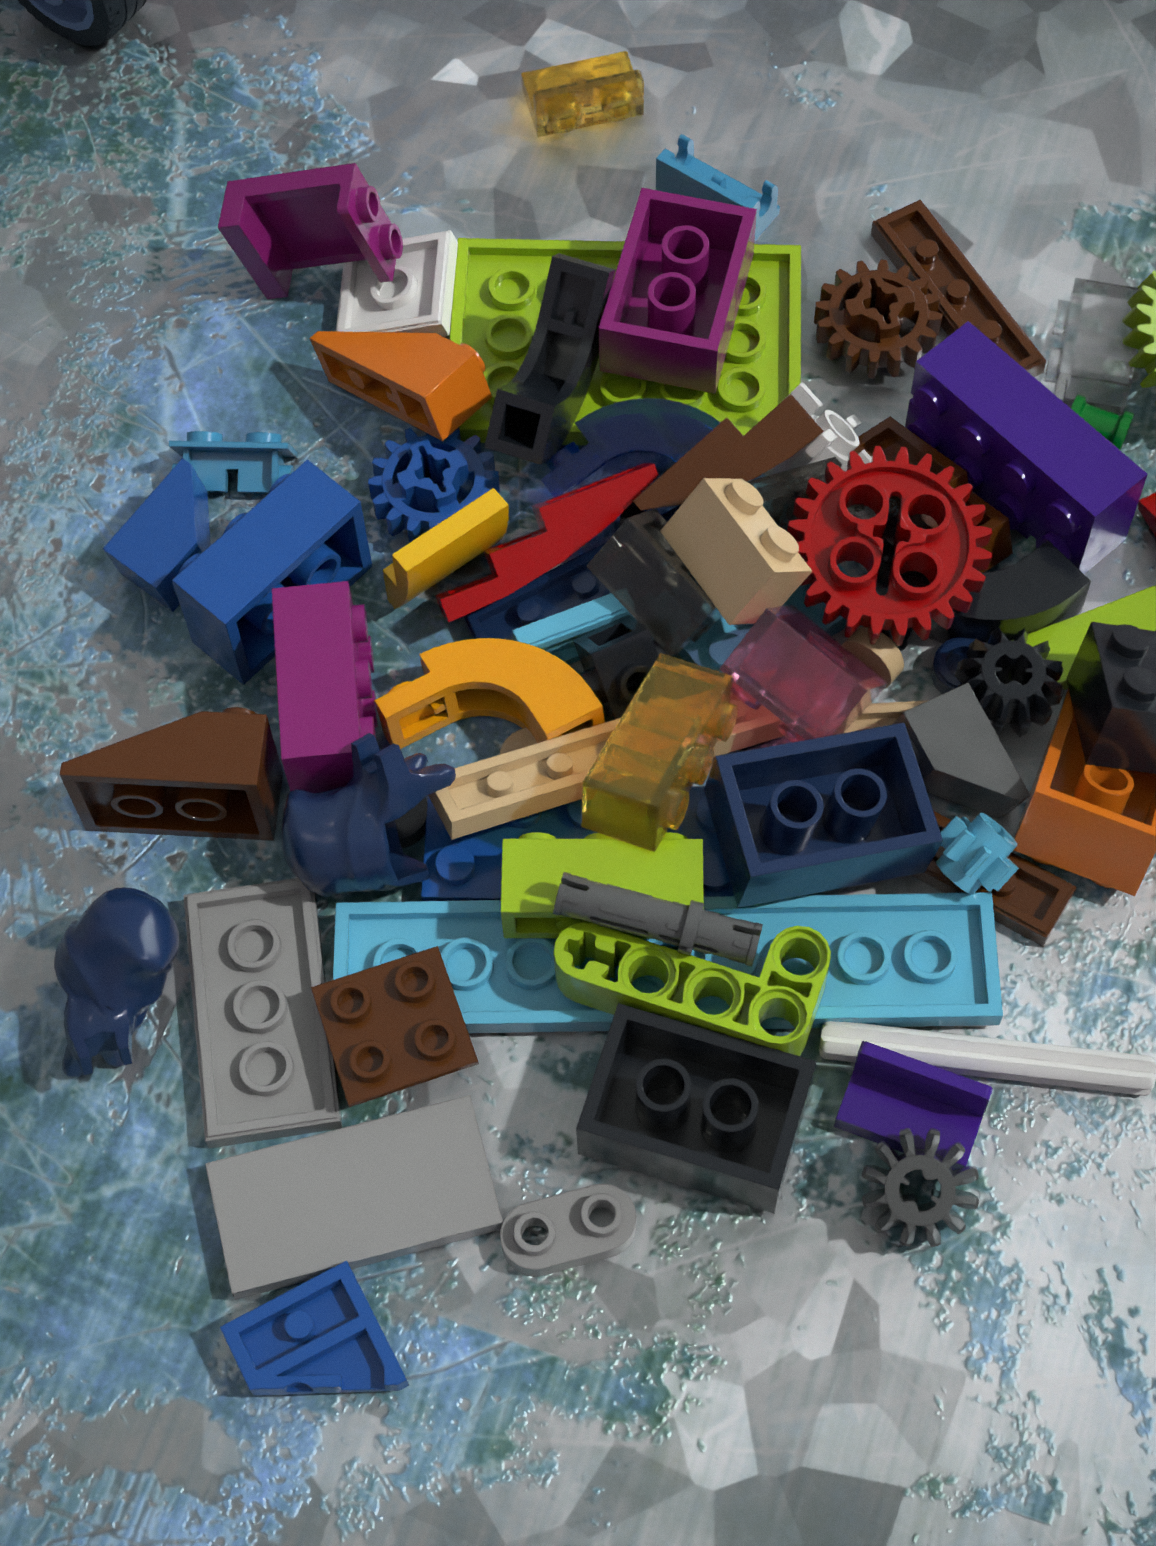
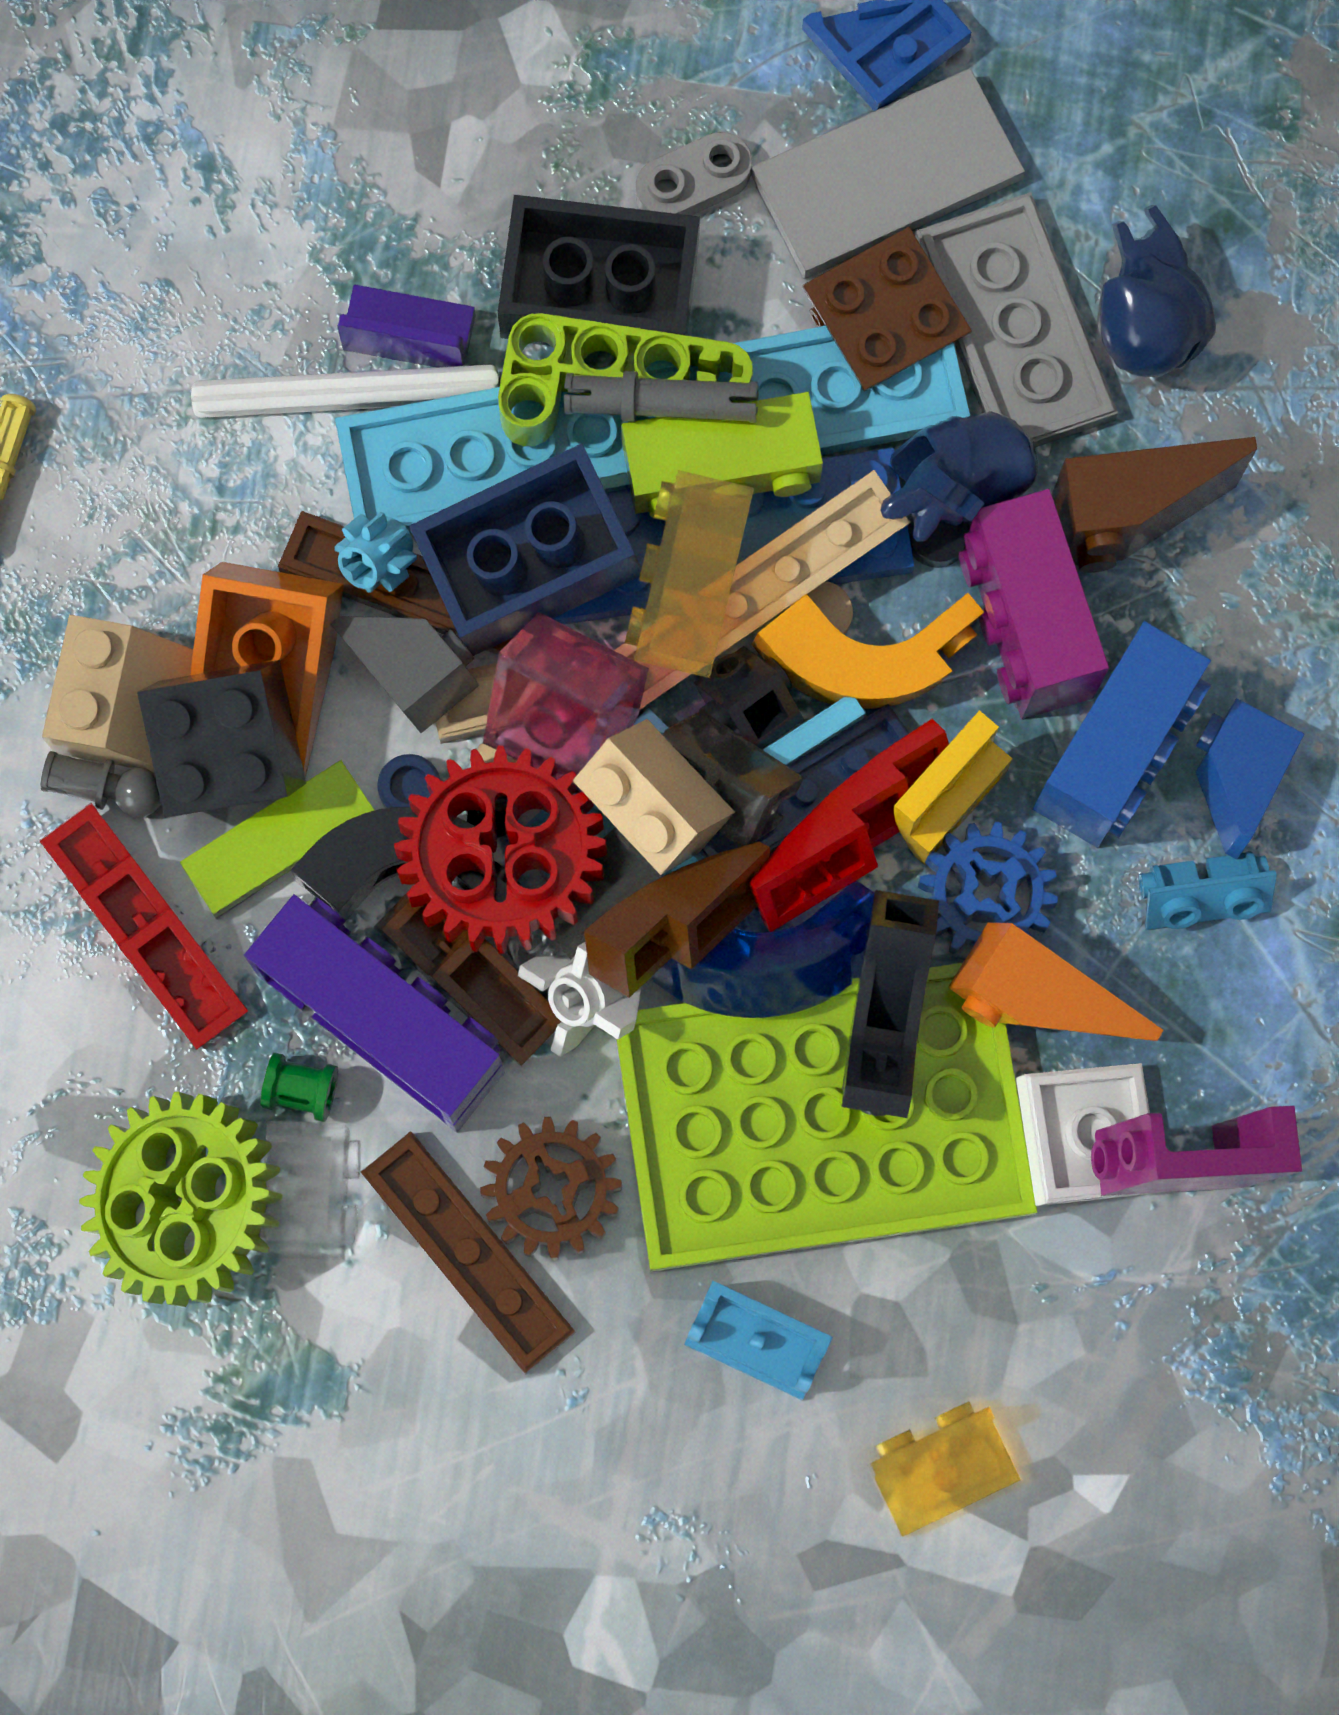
camera: 165 degrees right, 15 degrees up
(677, 290) = (773, 1137): magenta brick -> none
(907, 1206) = (391, 247): dark grey gear -> none
(1033, 684) = (364, 766): black gear -> none

